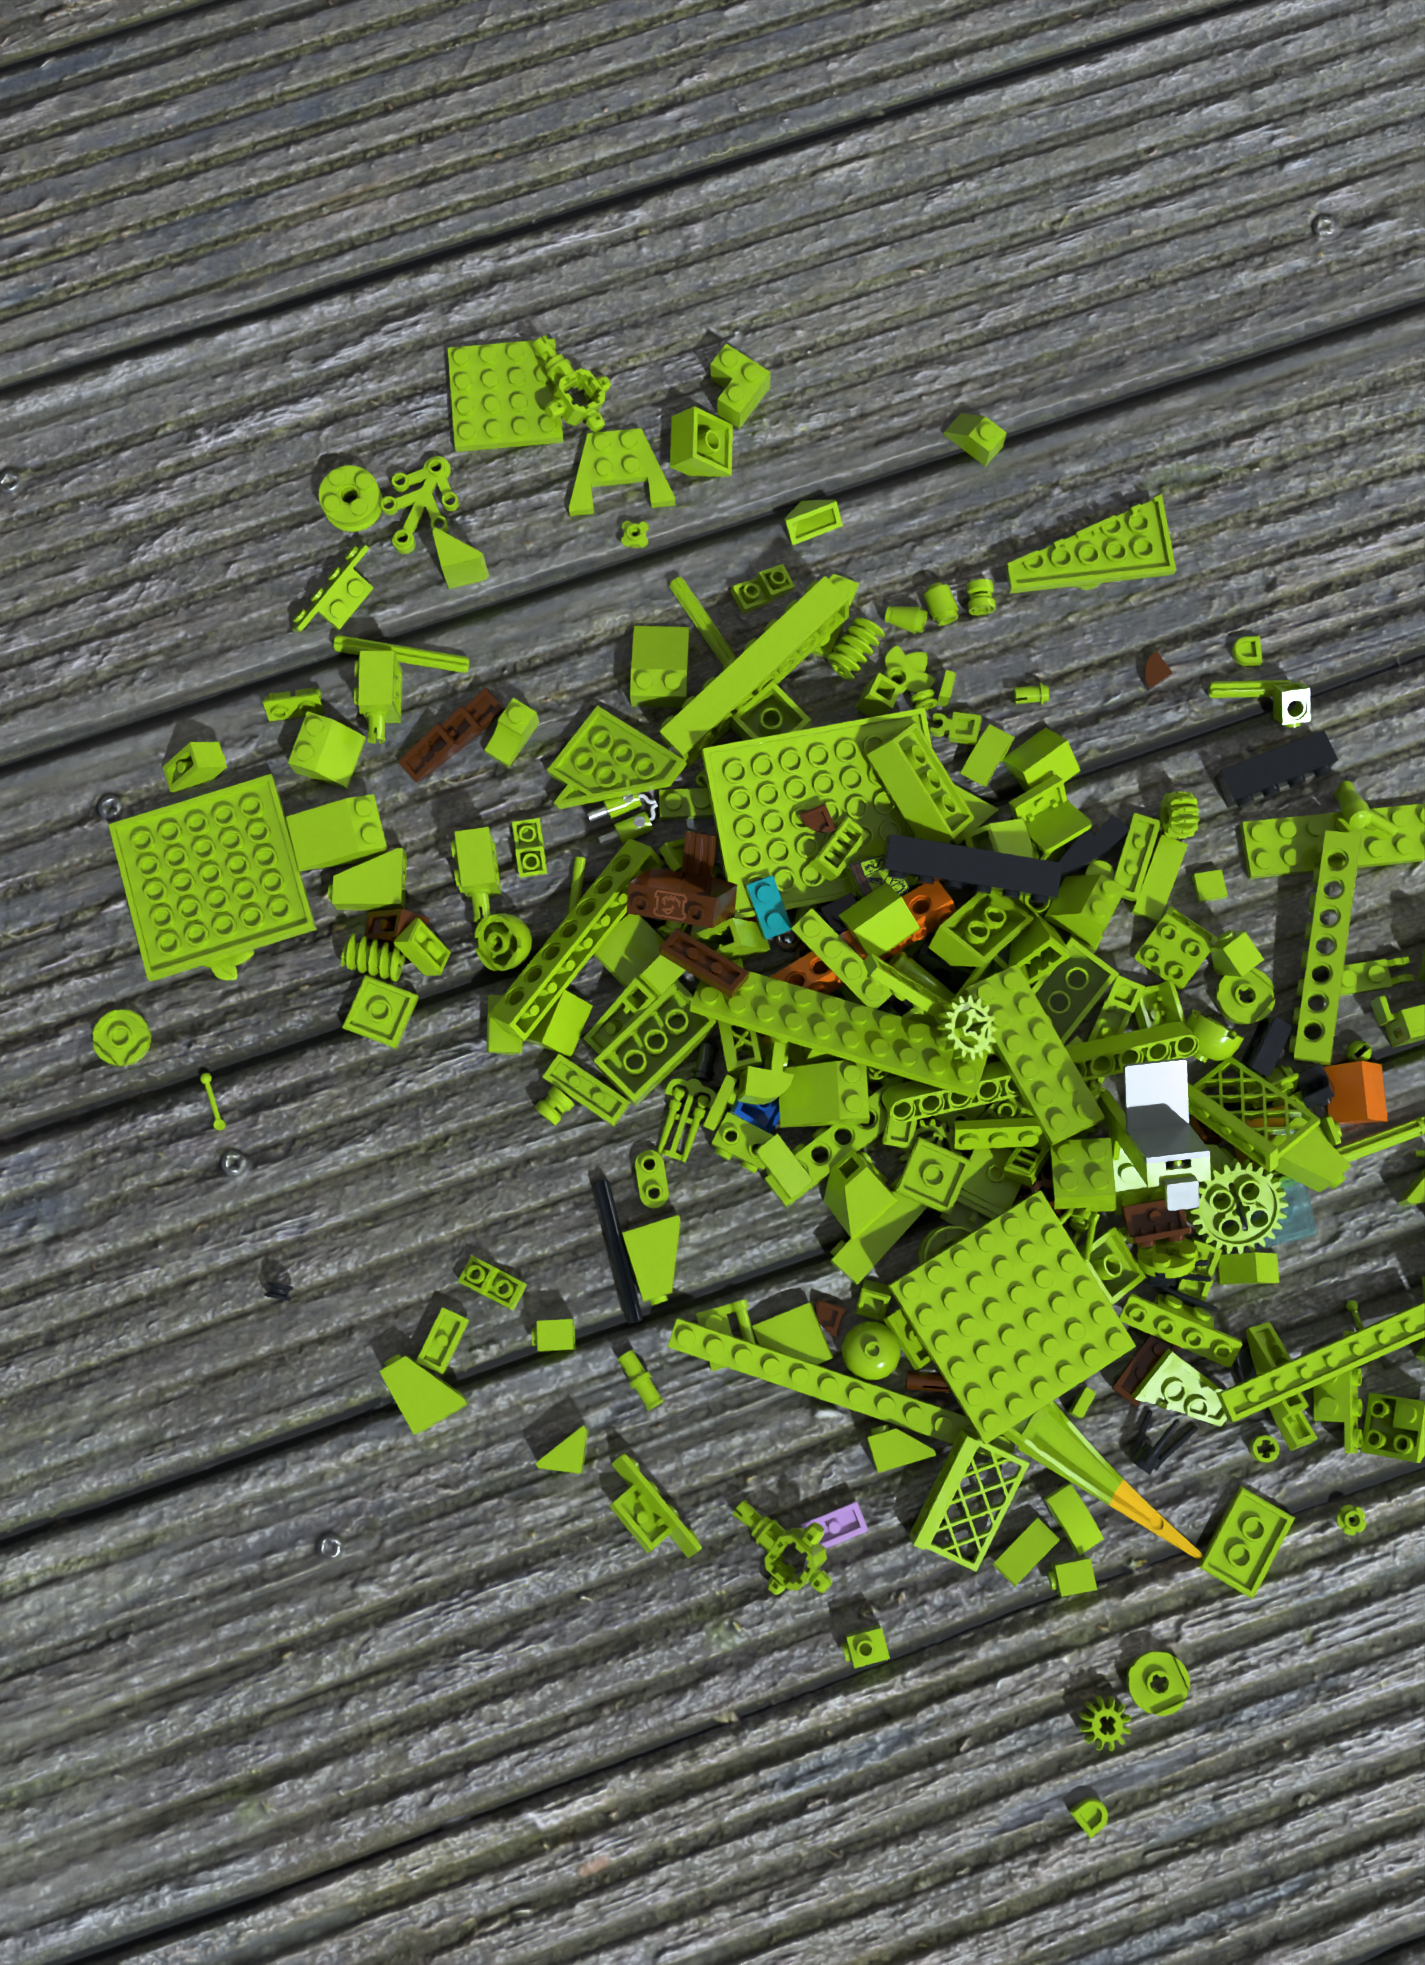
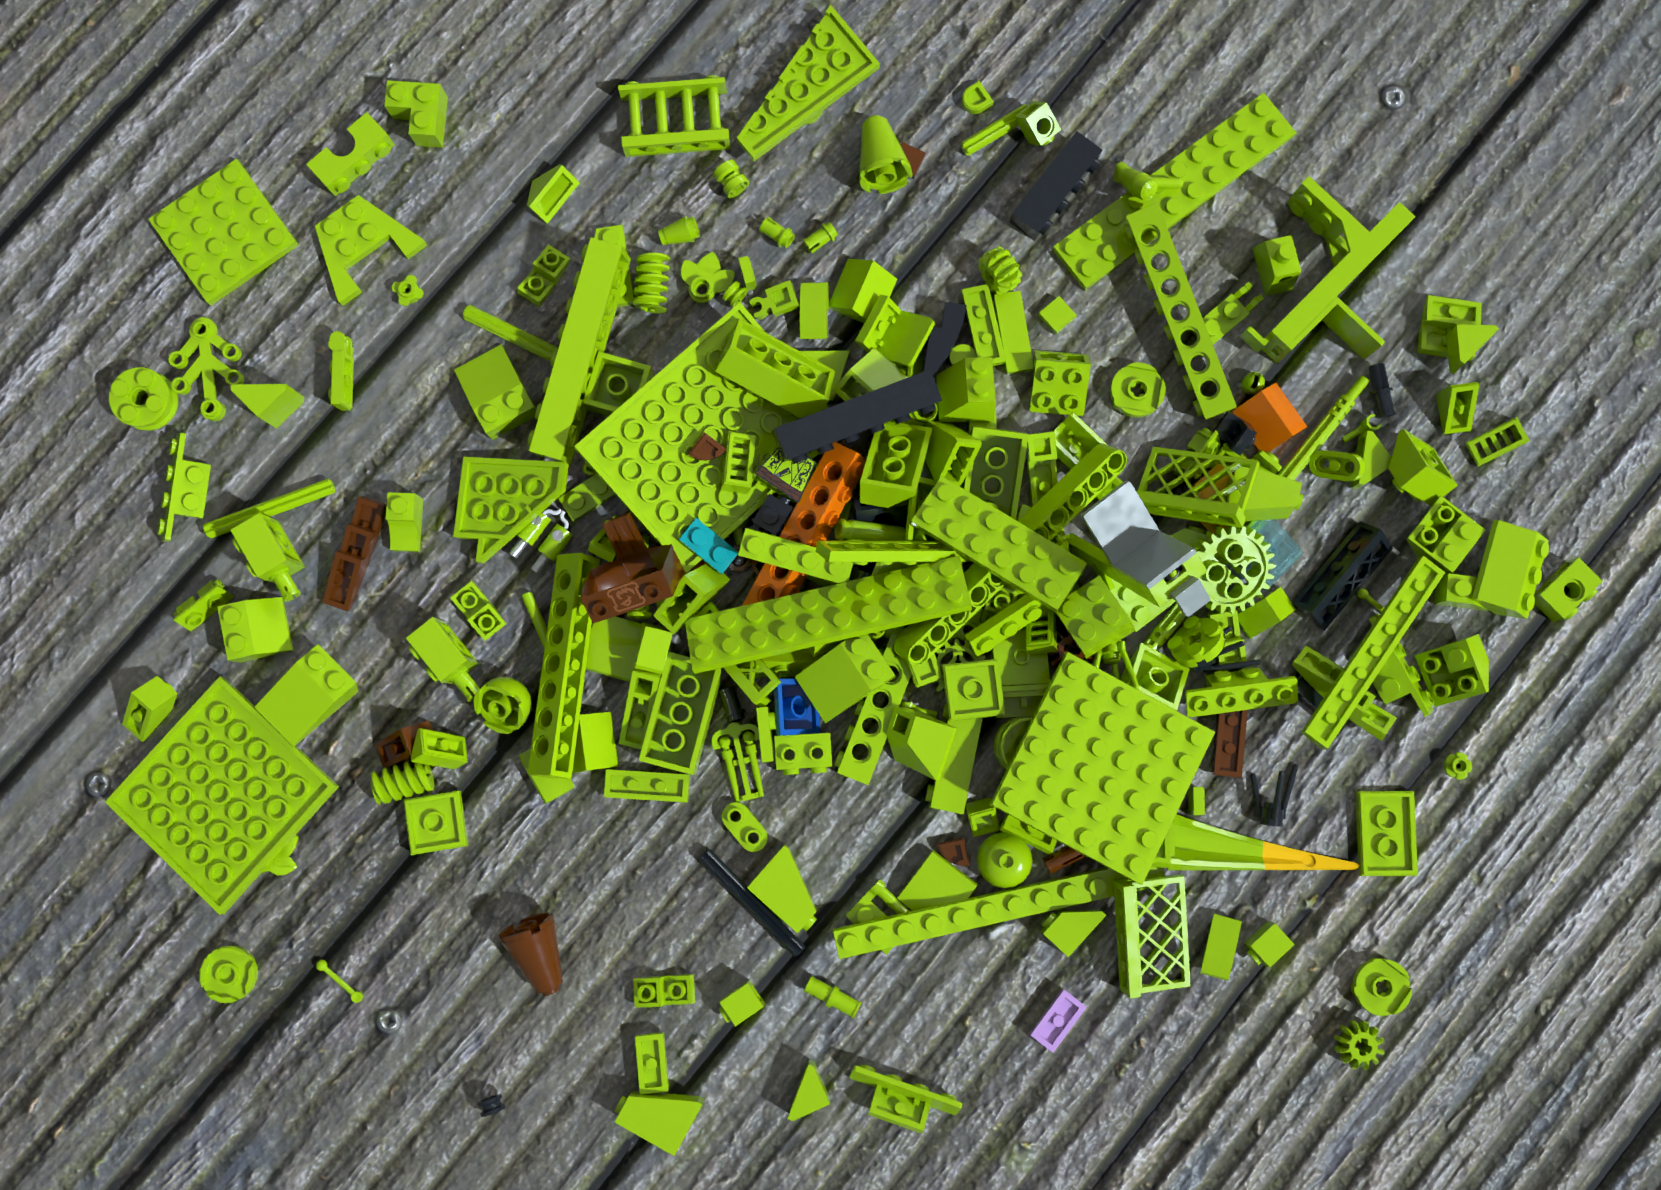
camera: 30 degrees left, 5 degrees up
(372, 885) = (363, 720): lime slope -> none
(400, 1178) = (535, 951): none -> reddish brown cone
(535, 571) = (341, 369): none -> lime hinge
(554, 1105) = (628, 814): lime wheel -> none
(564, 377) = (266, 187): lime piece -> none
(636, 399) = (340, 171): none -> lime arch
(701, 444) = (418, 180): lime slope -> none
(704, 963) = (682, 627): reddish brown plate -> none
(765, 1085) = (795, 696): lime brick -> none
(774, 1541) = (1017, 1061): lime piece -> none
(783, 1166) = (847, 754): lime slope -> none
(865, 1646) = (1138, 1100): lime brick -> none
(878, 696) = (695, 313): lime brick -> none
(880, 921) = (807, 505): lime slope -> none
(941, 603) = (701, 203): lime brick -> none
(963, 541) = (679, 142): none -> lime fence
(967, 1028) = (933, 556): lime gear -> none
(976, 436) = (647, 41): lime slope -> none
(994, 668) = (778, 233): none -> lime pin
(1074, 1518) = (1242, 897): lime slope -> none
(1090, 1815) = (1388, 1122): lime tile -> none
(1129, 655) = (881, 158): none -> lime cone
(1153, 1221) = (1168, 624): reddish brown bracket -> none
(1181, 1388) = (1269, 742): wing -> none
(1207, 1137) = (1167, 525): reddish brown tile -> none
(1215, 1038) = (1132, 439): lime cylinder -> none
(1234, 954) = (1111, 362): lime slope -> none
(1266, 1045) = (1177, 422): black slope -> none
(1270, 1455) = (1367, 751): lime bush -> none
(1343, 1271) = (1340, 571): none -> black fence
(1396, 1172) = (1338, 465): none -> lime plate

